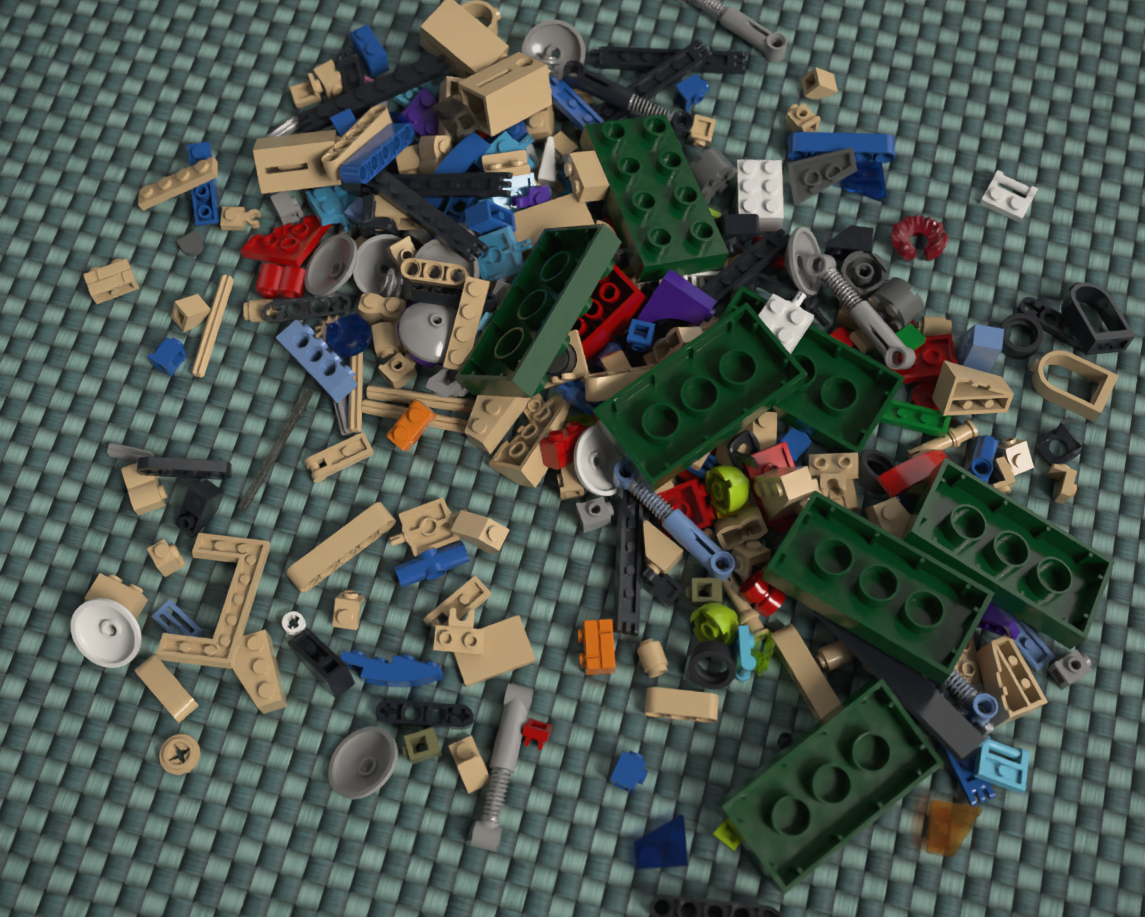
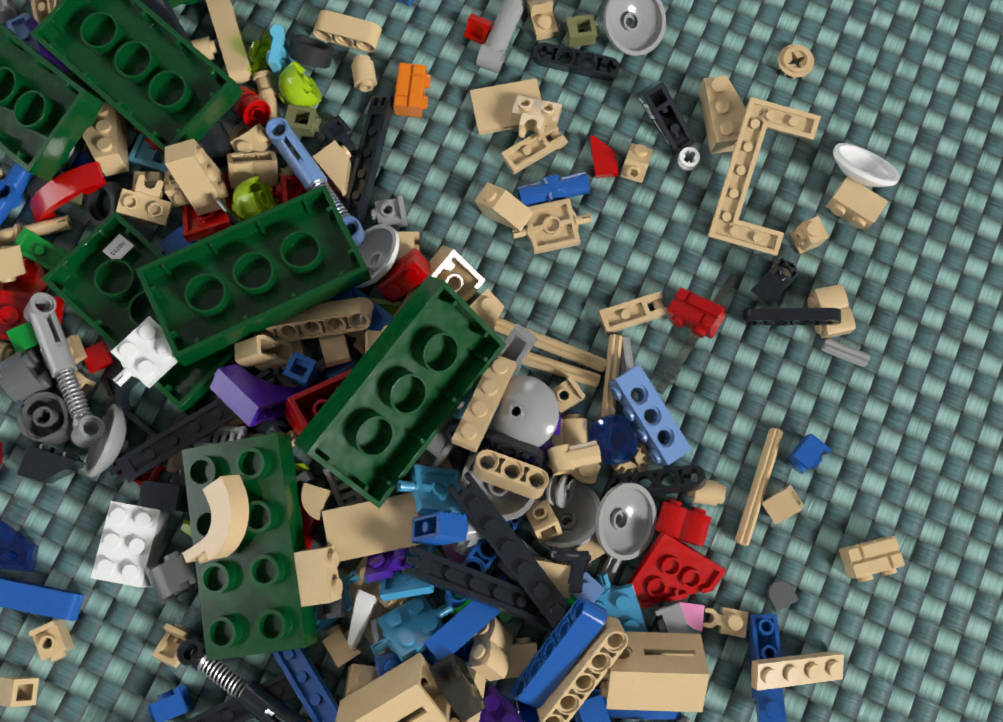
camera: 175 degrees left, 10 degrees up
(162, 610) = (794, 179): medium blue tile -> none
(166, 688) = (801, 99): tan beam -> none
(268, 218) = (693, 615): none -> bright pink tile
(278, 459) = (696, 313): none -> red brick
(340, 547) = (638, 220): tan beam -> none
(384, 609) = (603, 159): none -> red tile
(389, 301) = (567, 458): none -> tan piece
(400, 673) = (593, 95): blue slope -> none
(411, 425) = (557, 325): orange brick -> none
(510, 161) = (409, 608): tan bracket -> none
(667, 196) = (228, 520): none -> tan arch
(819, 172) = (53, 561): dark grey wing -> none
(846, 424) = (118, 247): none -> white sticker

